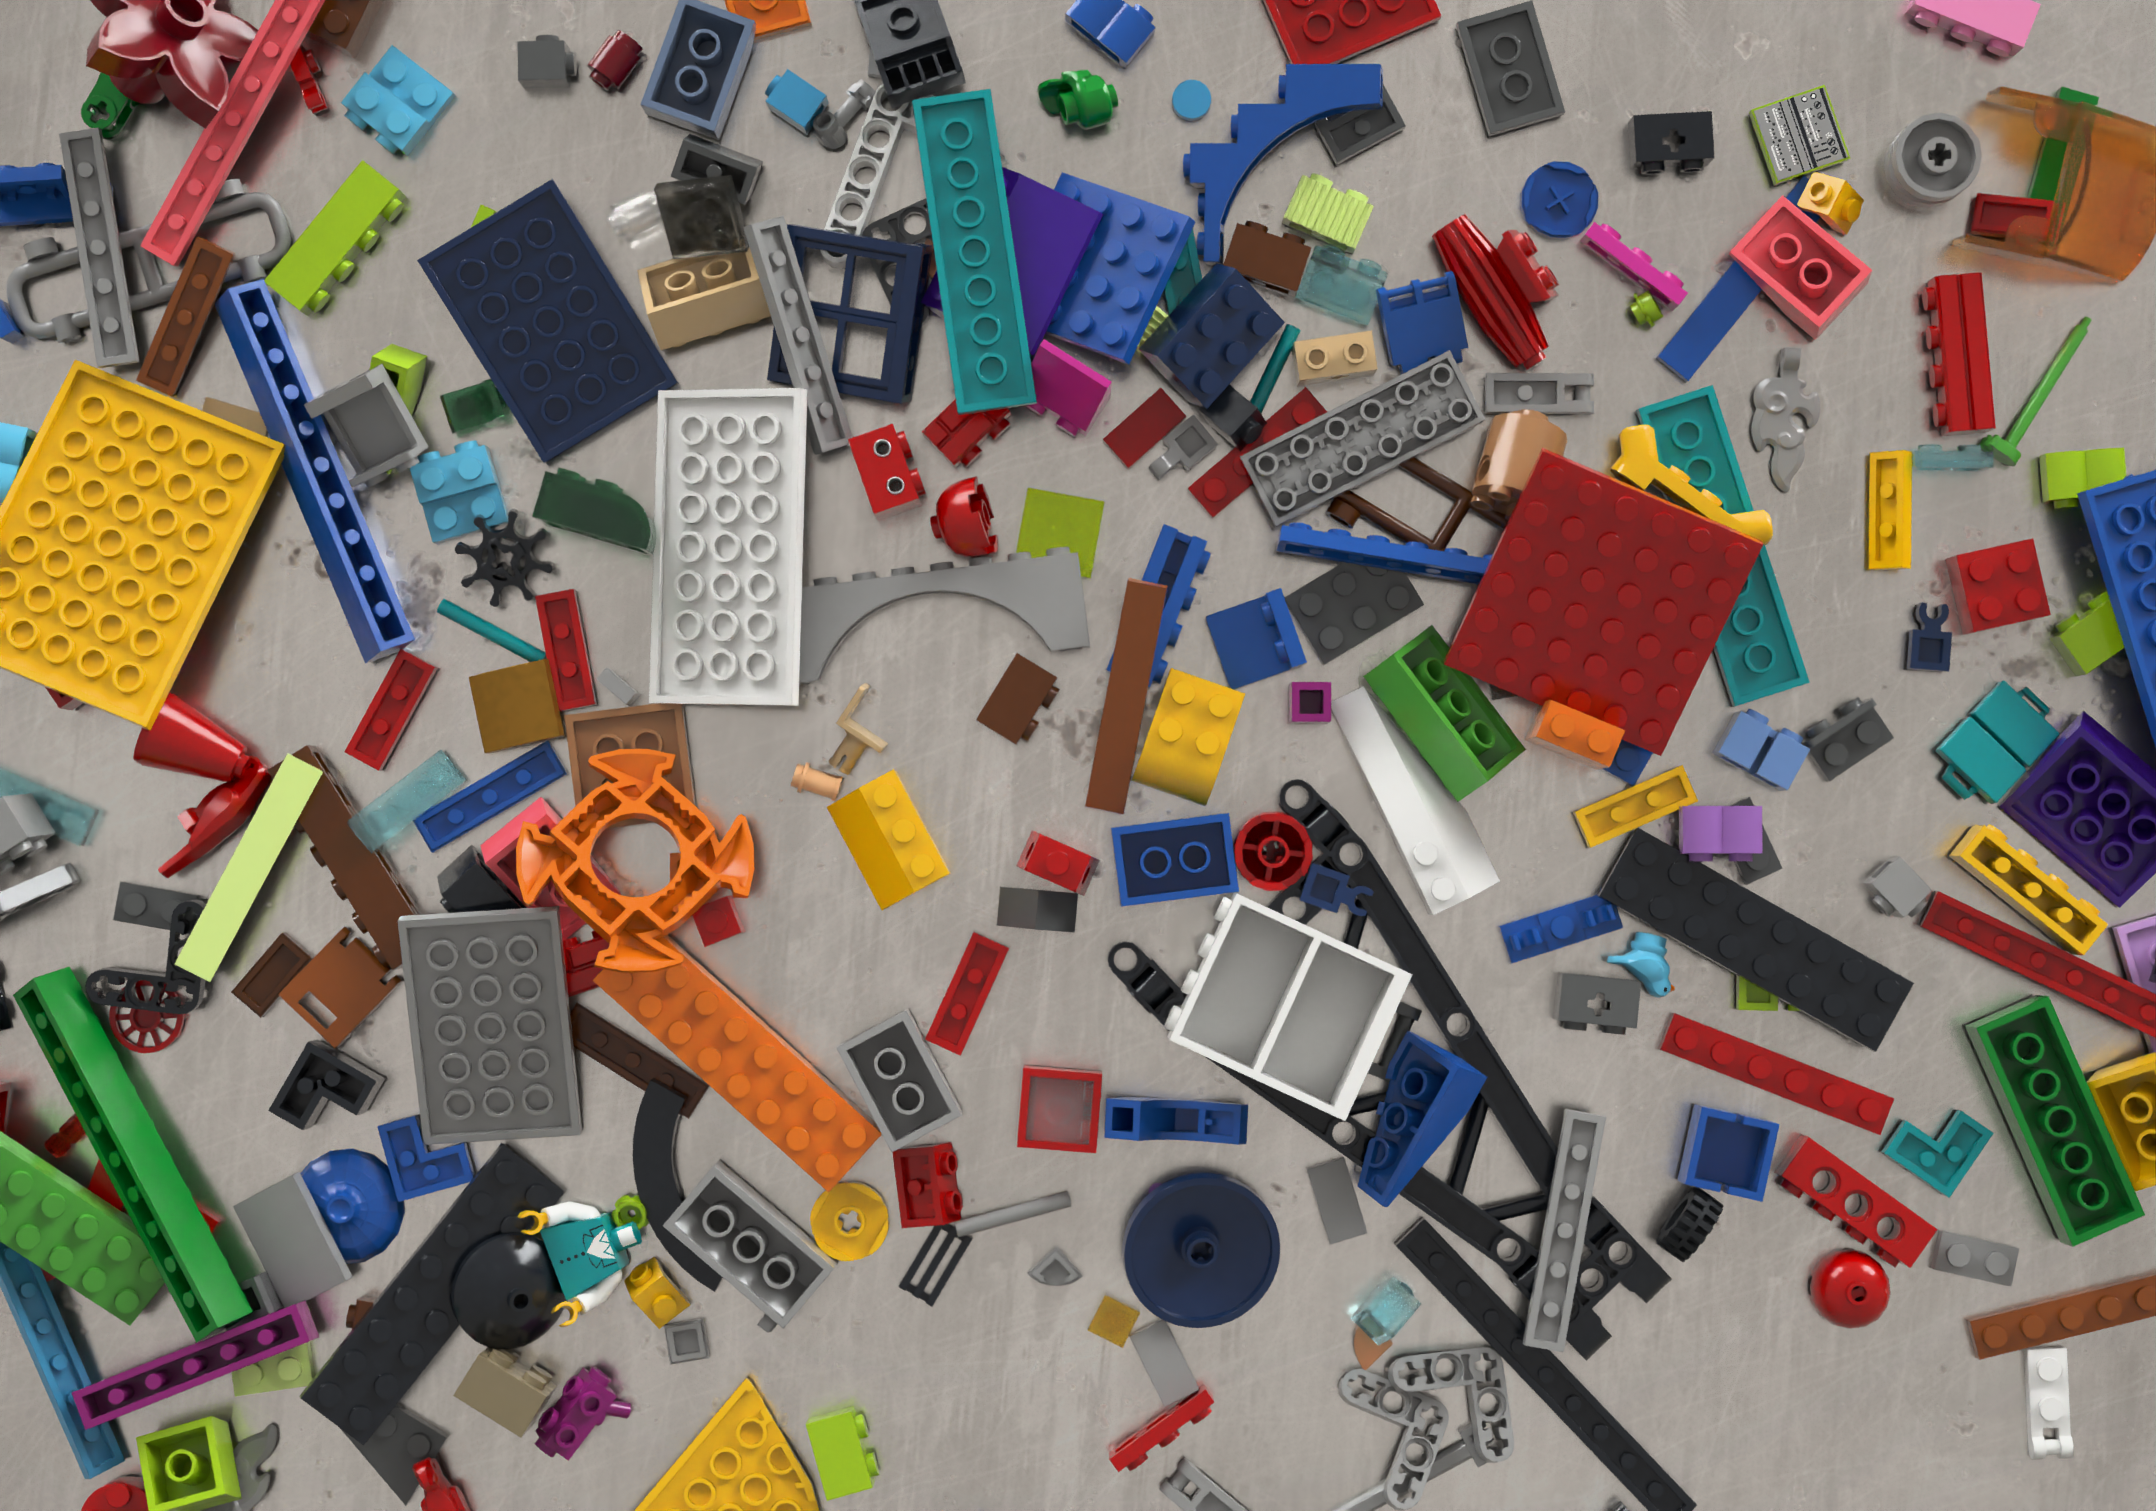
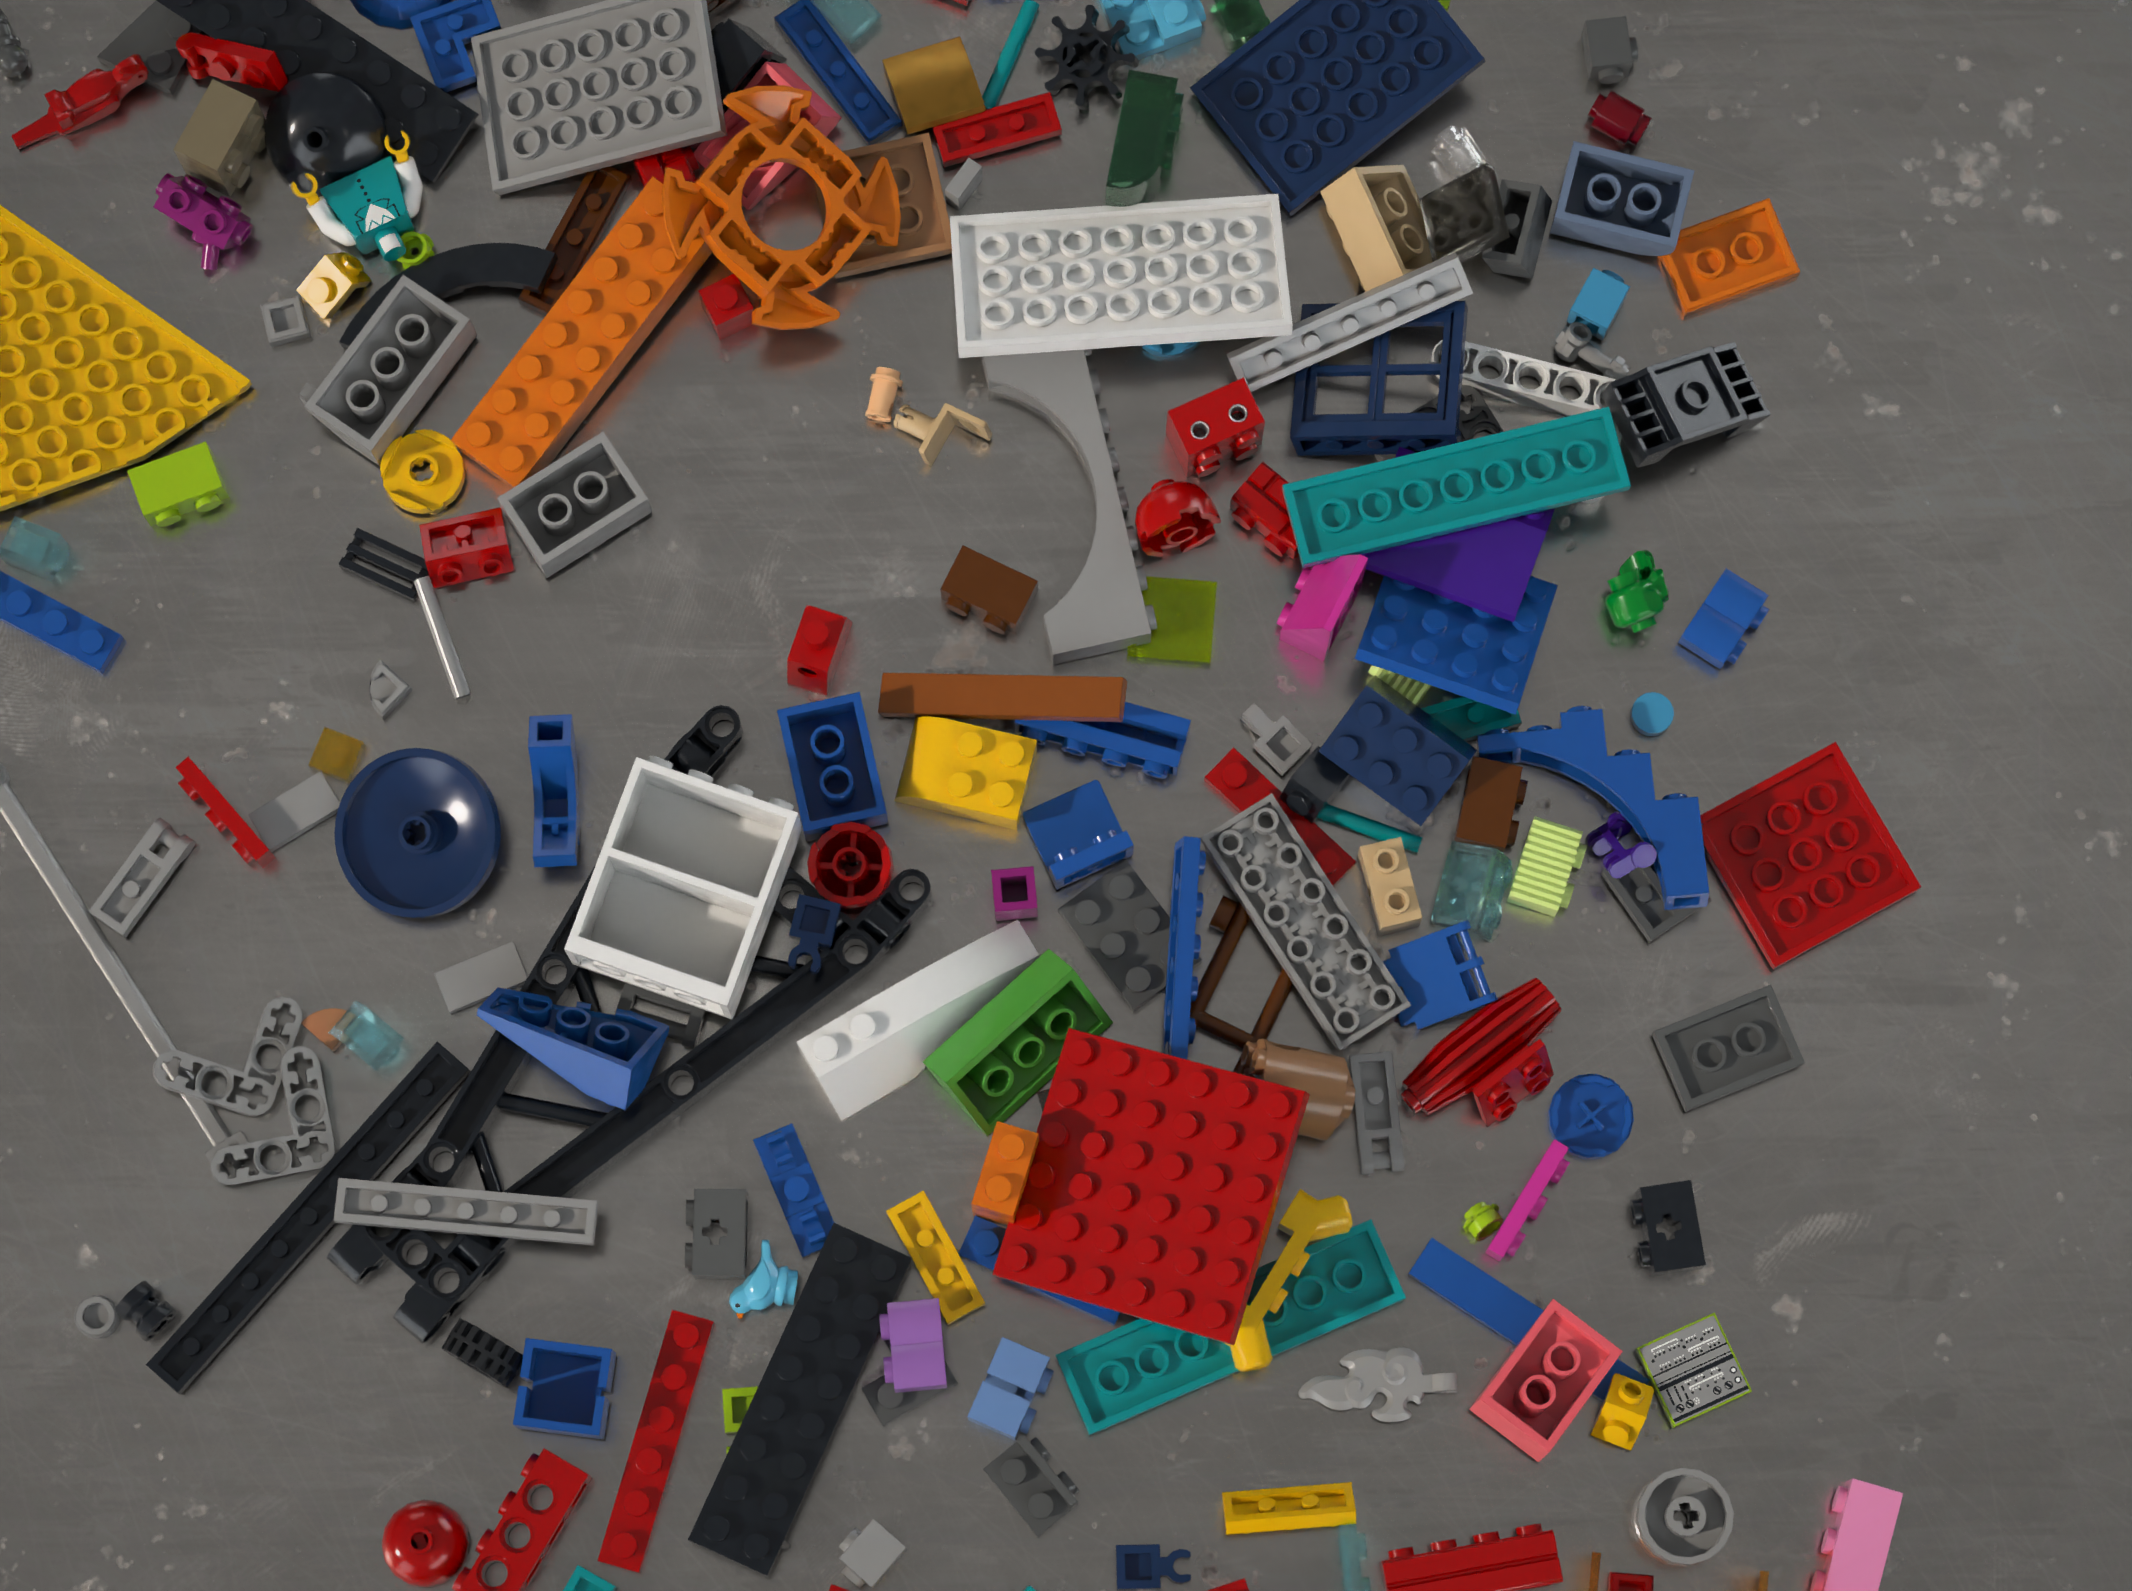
camera: 85 degrees right, 10 degrees down
(430, 1376) = (231, 61): none -> red plate
(888, 839) = (830, 475): yellow slope -> none
(967, 993) = (672, 569): red plate -> none
(1037, 909) = (767, 635): dark grey slope -> none
(1059, 1109) = (557, 671): clear piece -> none
(1144, 428) = (1293, 697): red tile -> none
(1337, 141) = (1621, 860): none -> dark purple piece

